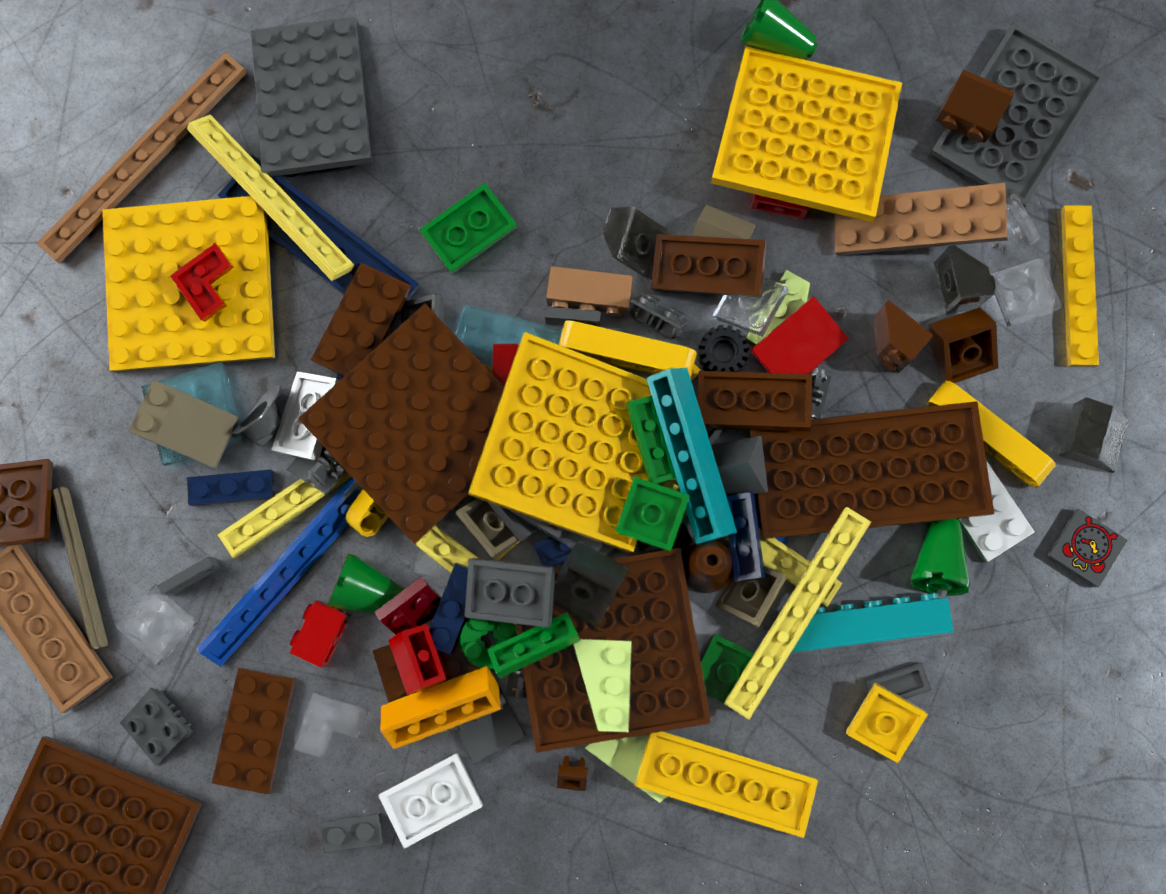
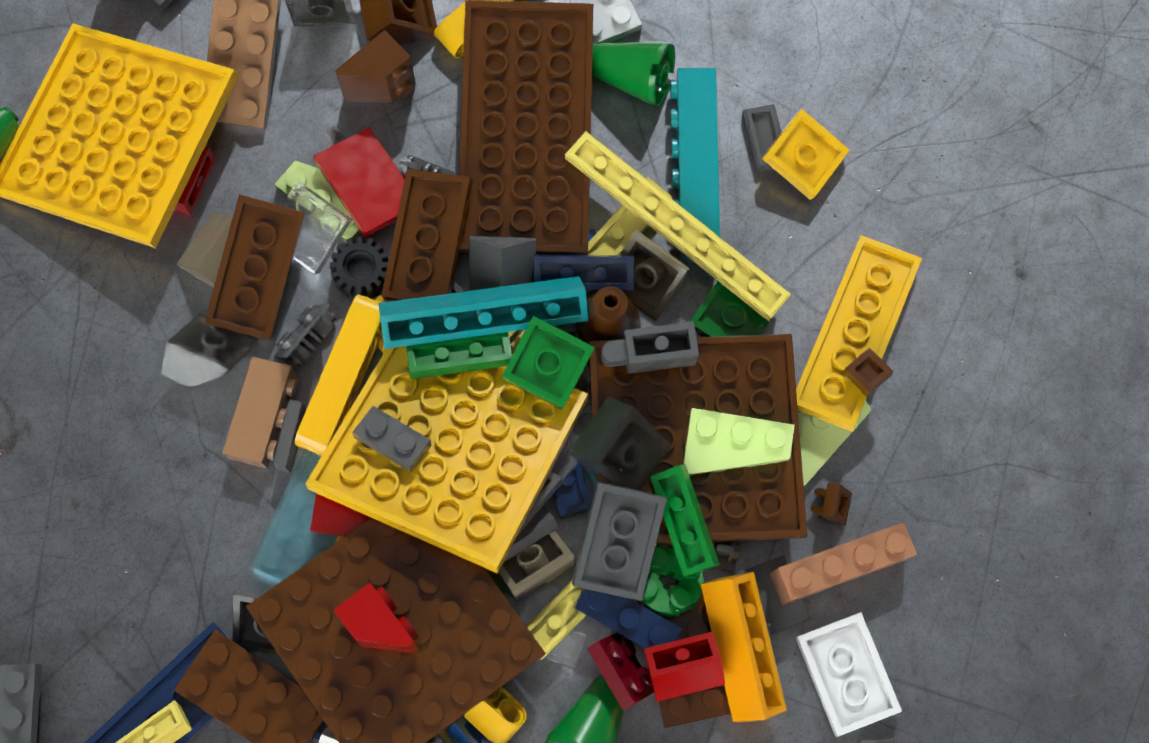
camera: 90 degrees left, 5 degrees down
(414, 403) = (372, 621): none -> red slope
(468, 228) = (152, 552): green plate -> none
(520, 787) = (842, 563): none -> nougat brick
(570, 395) = (392, 439): none -> dark grey plate
(676, 601) = (653, 348): none -> dark grey brick
(686, 794) = (868, 372): none -> reddish brown plate

